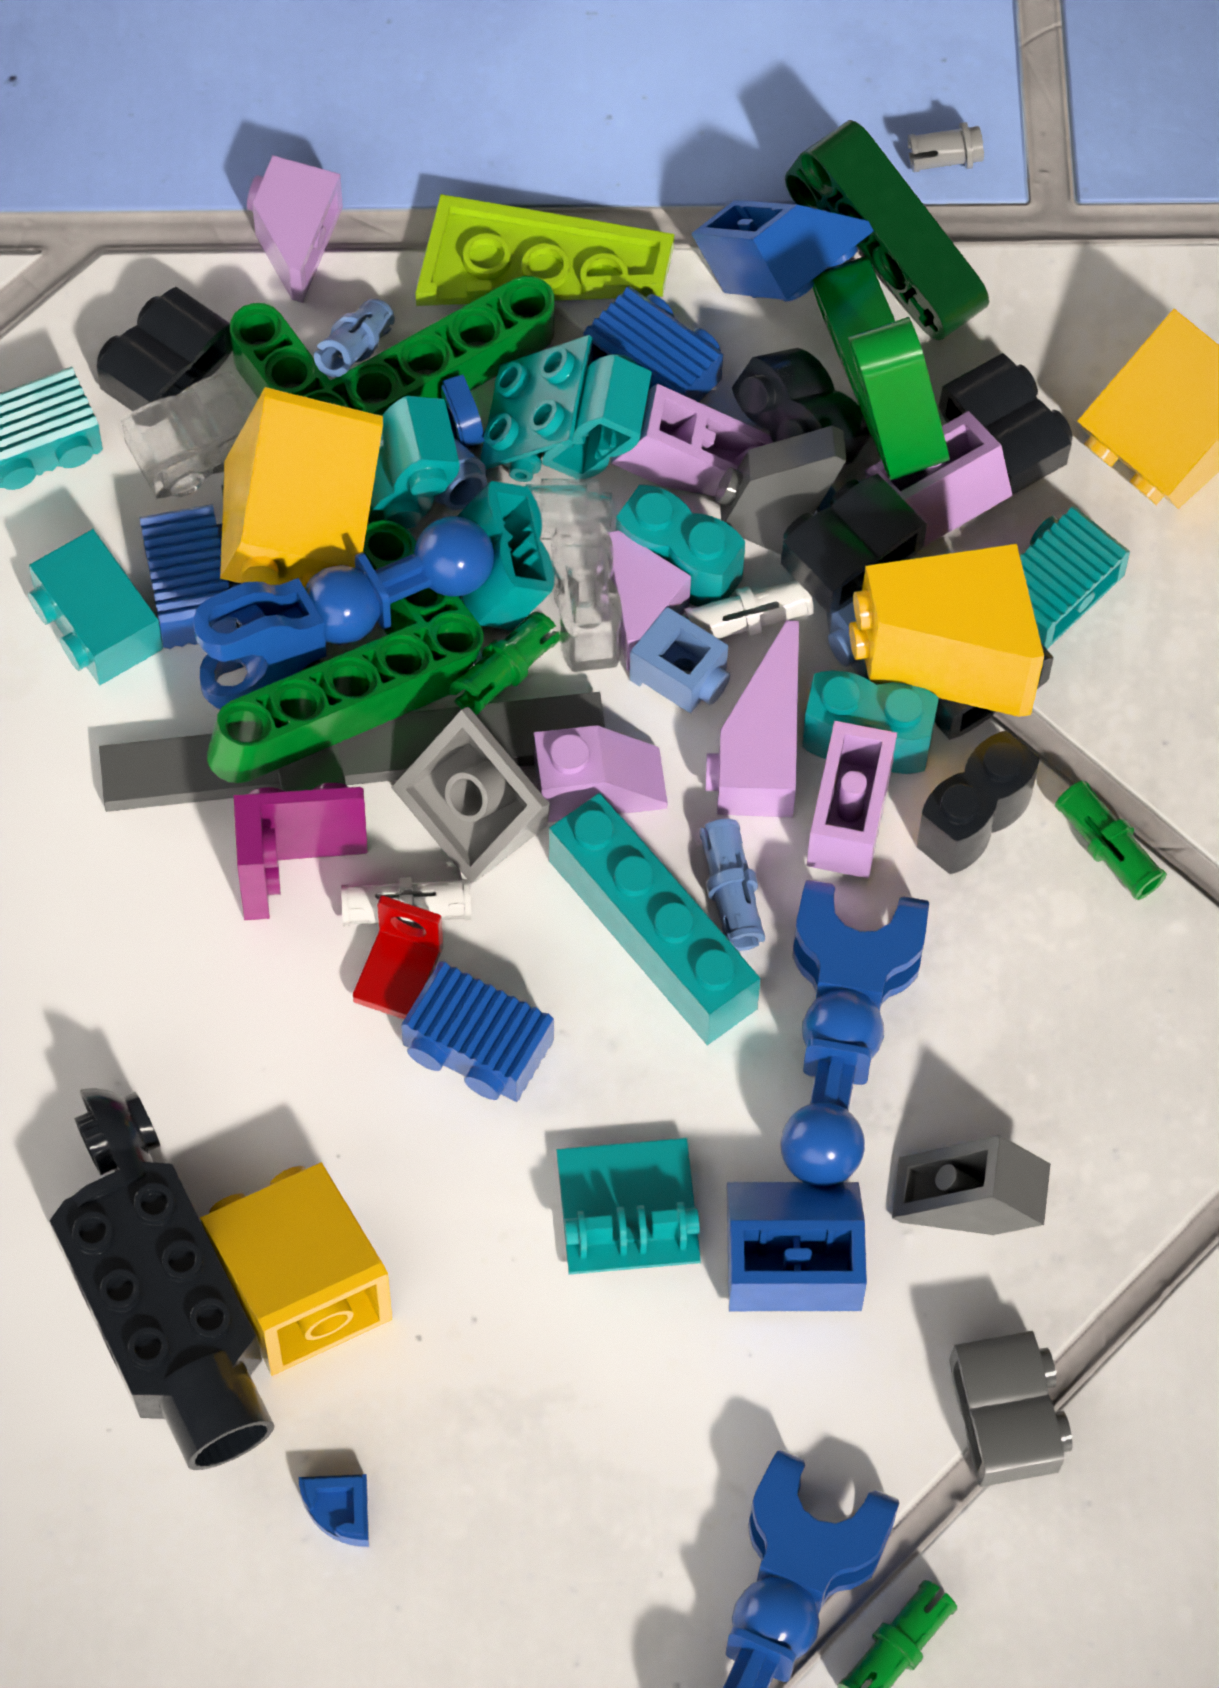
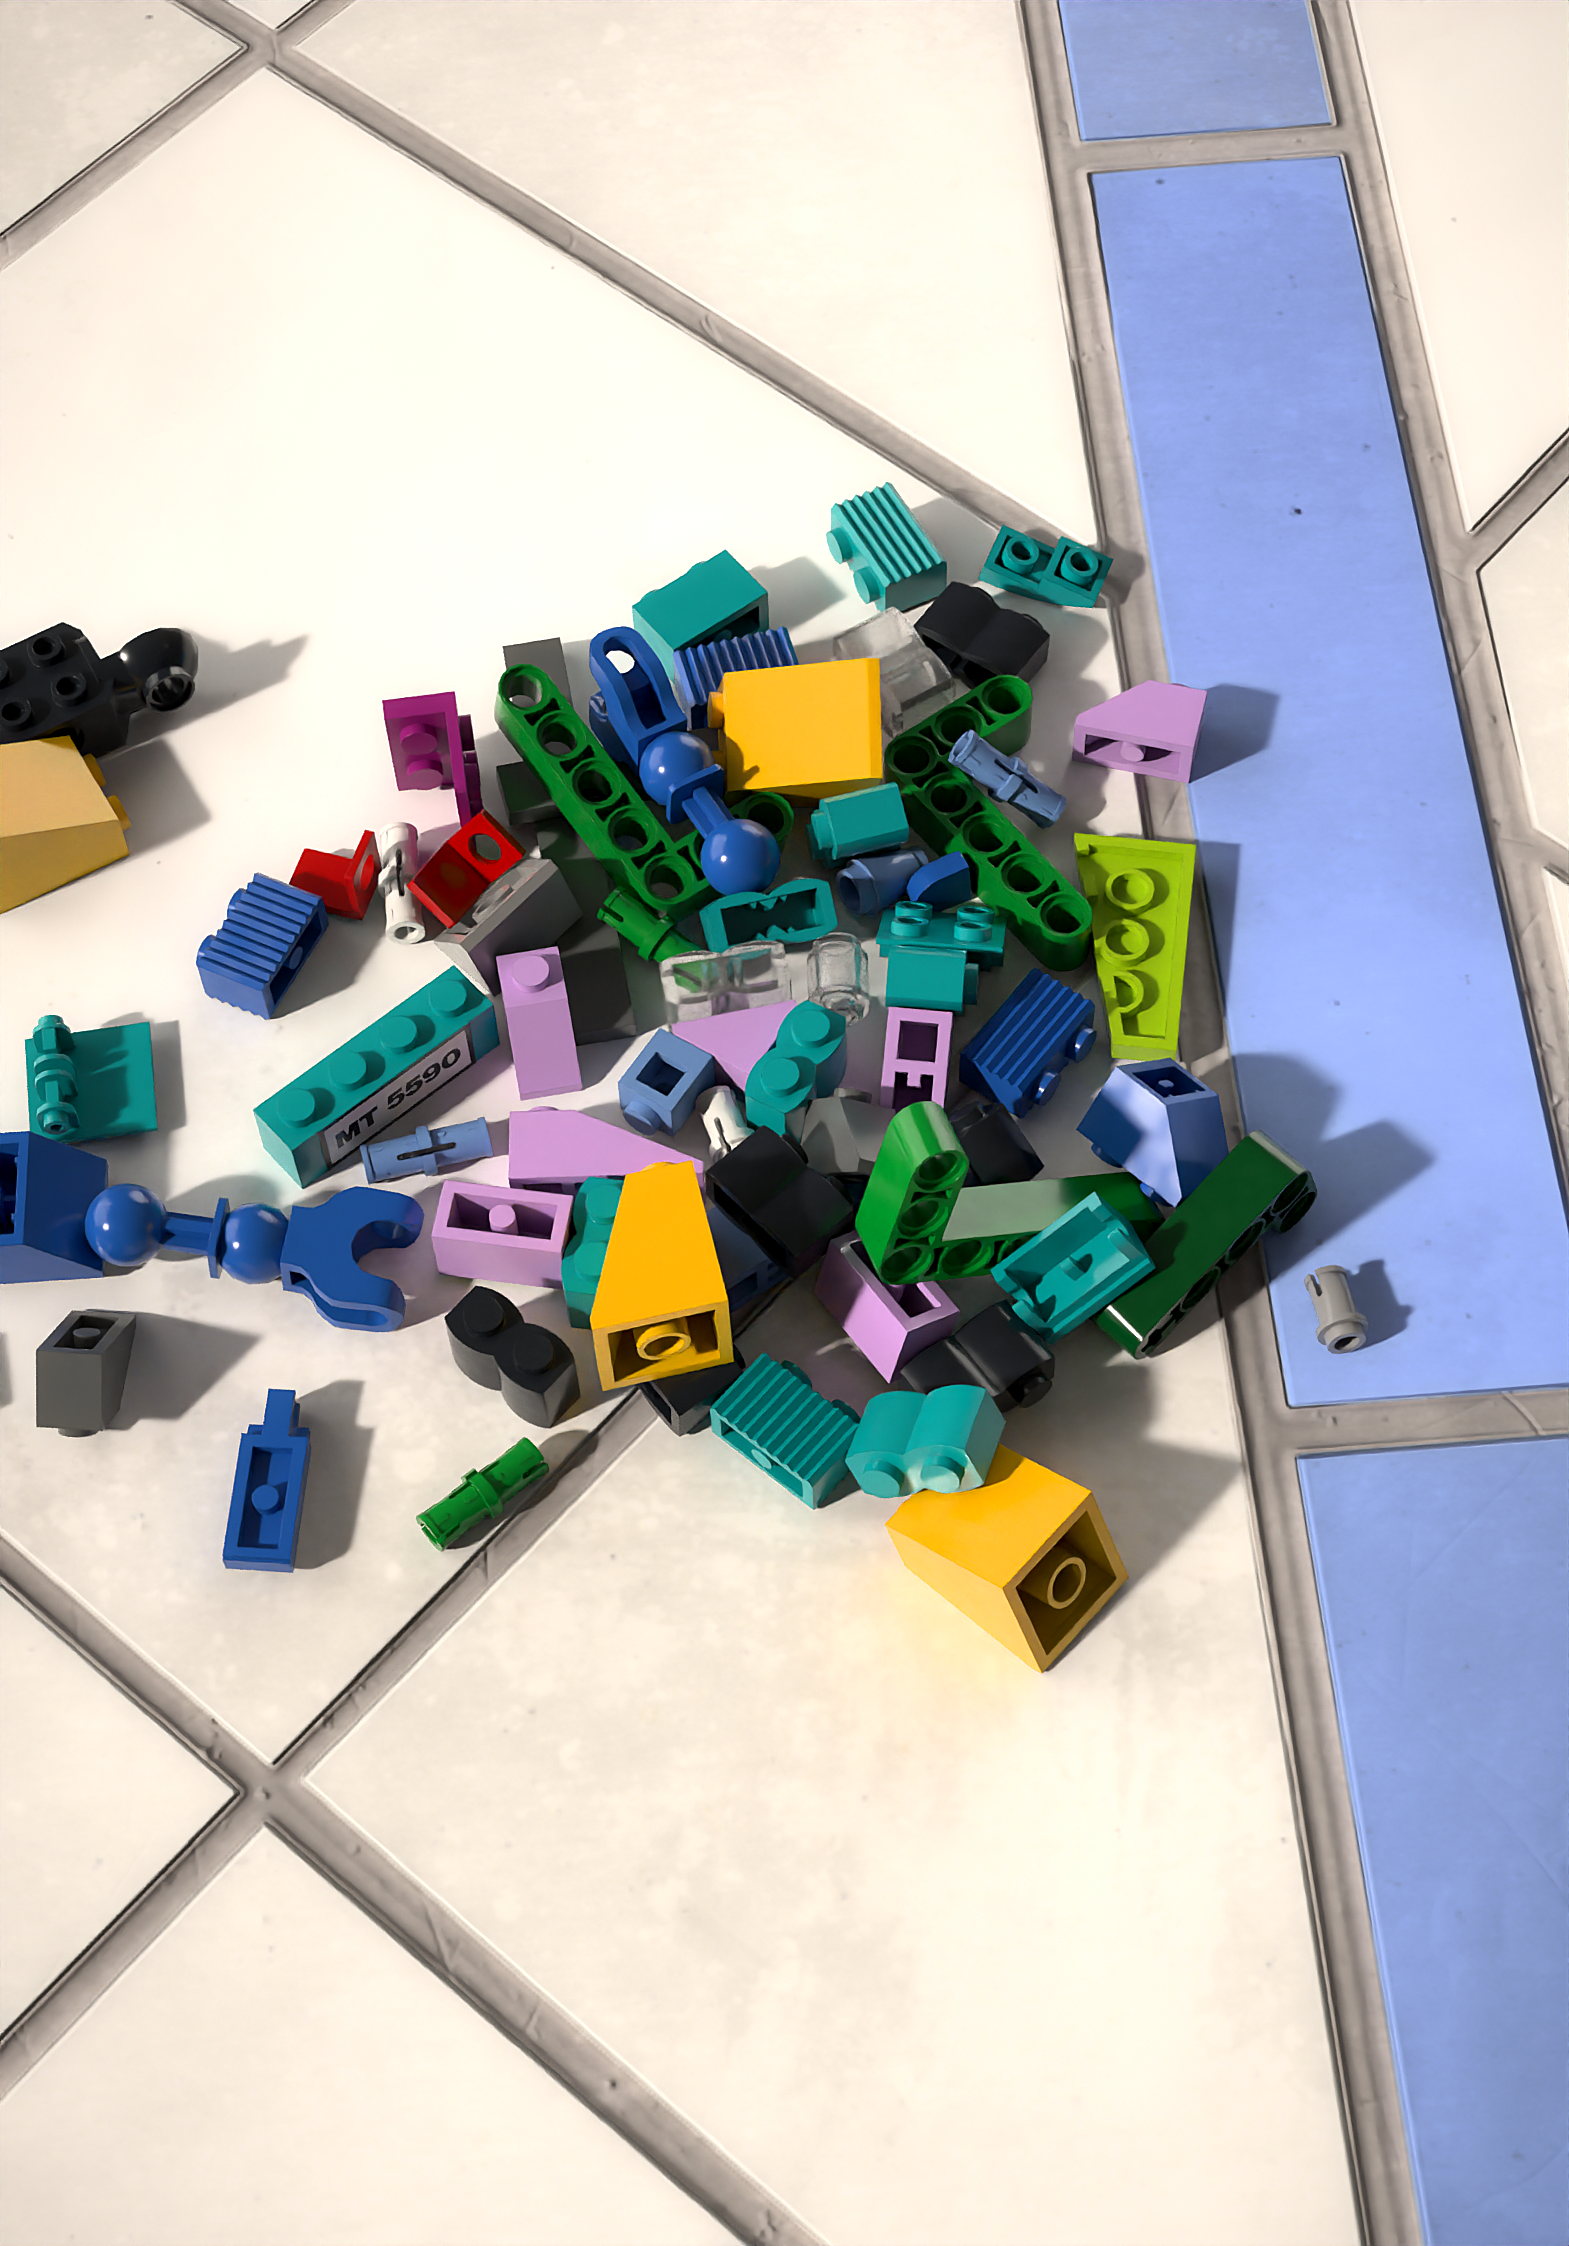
camera: 90 degrees right, 5 degrees down
(67, 297) = (1035, 570): none -> teal slope
(398, 843) = (459, 874): none -> red bracket
(921, 294) = (1073, 1268): none -> teal hinge
(1102, 1021) = (269, 1489): none -> blue hinge
(1103, 448) = (925, 1441): none -> teal brick

